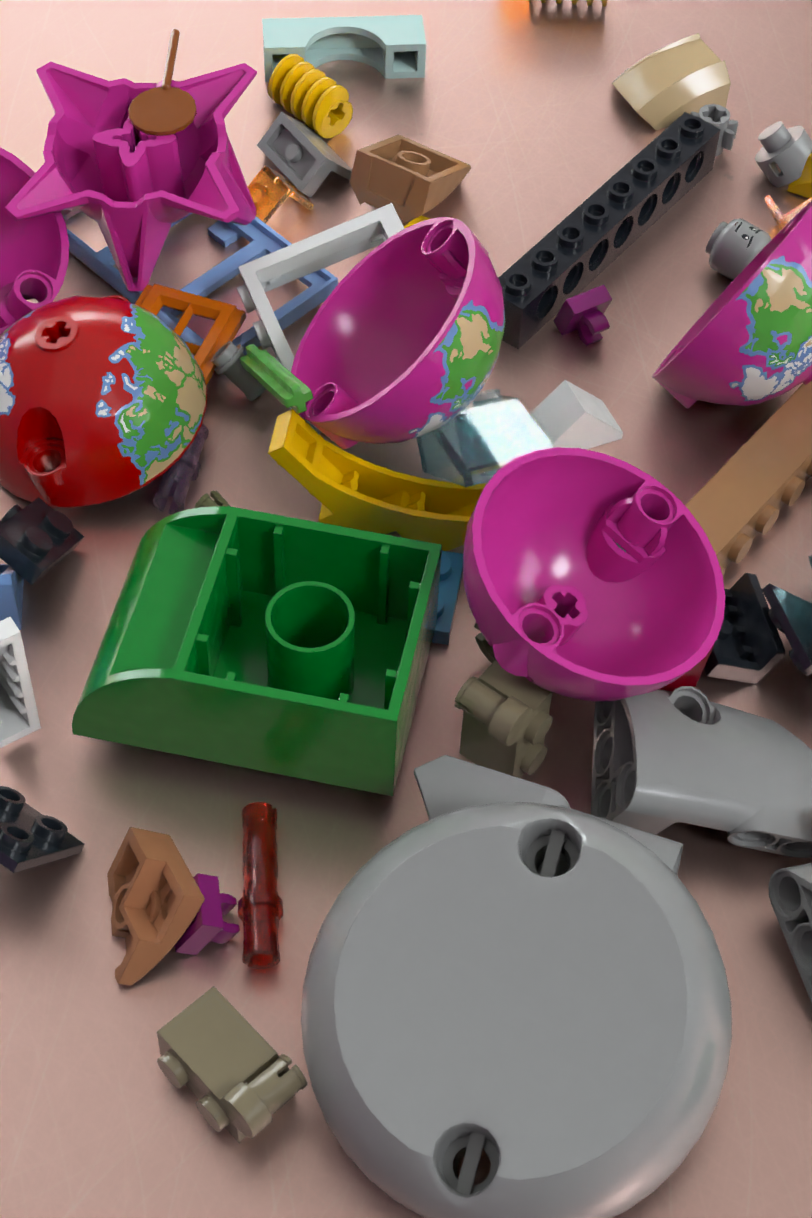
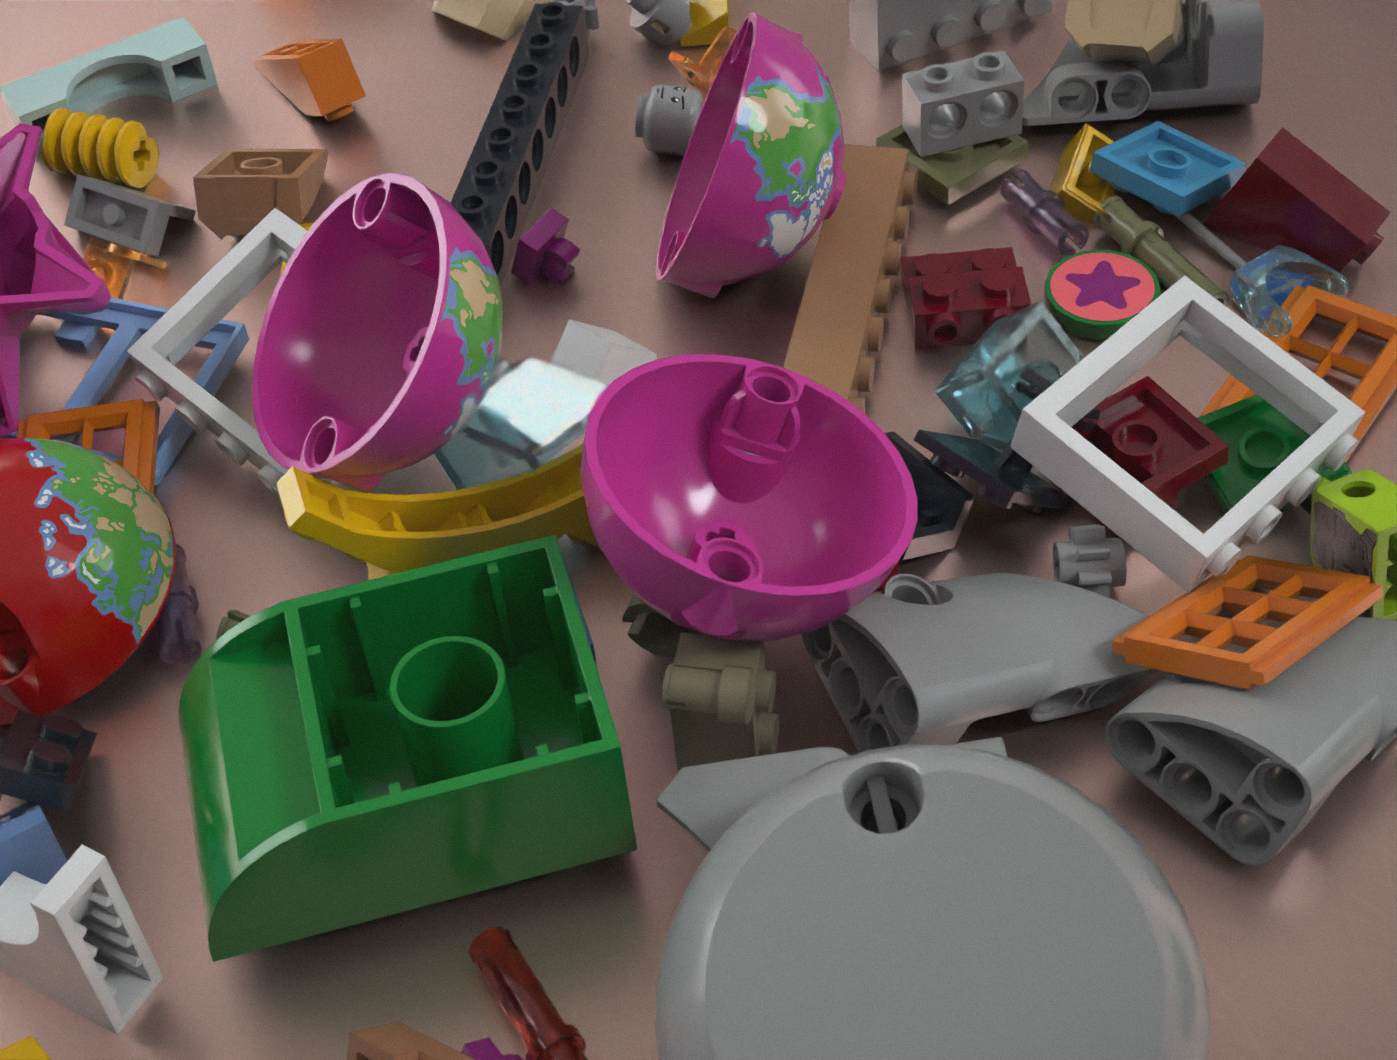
camera: 20 degrees left, 5 degrees down
(228, 362) = (173, 462): light grey pin -> none
(276, 378) = (247, 447): bright green axle -> none
(493, 102) = (314, 76): none -> orange slope

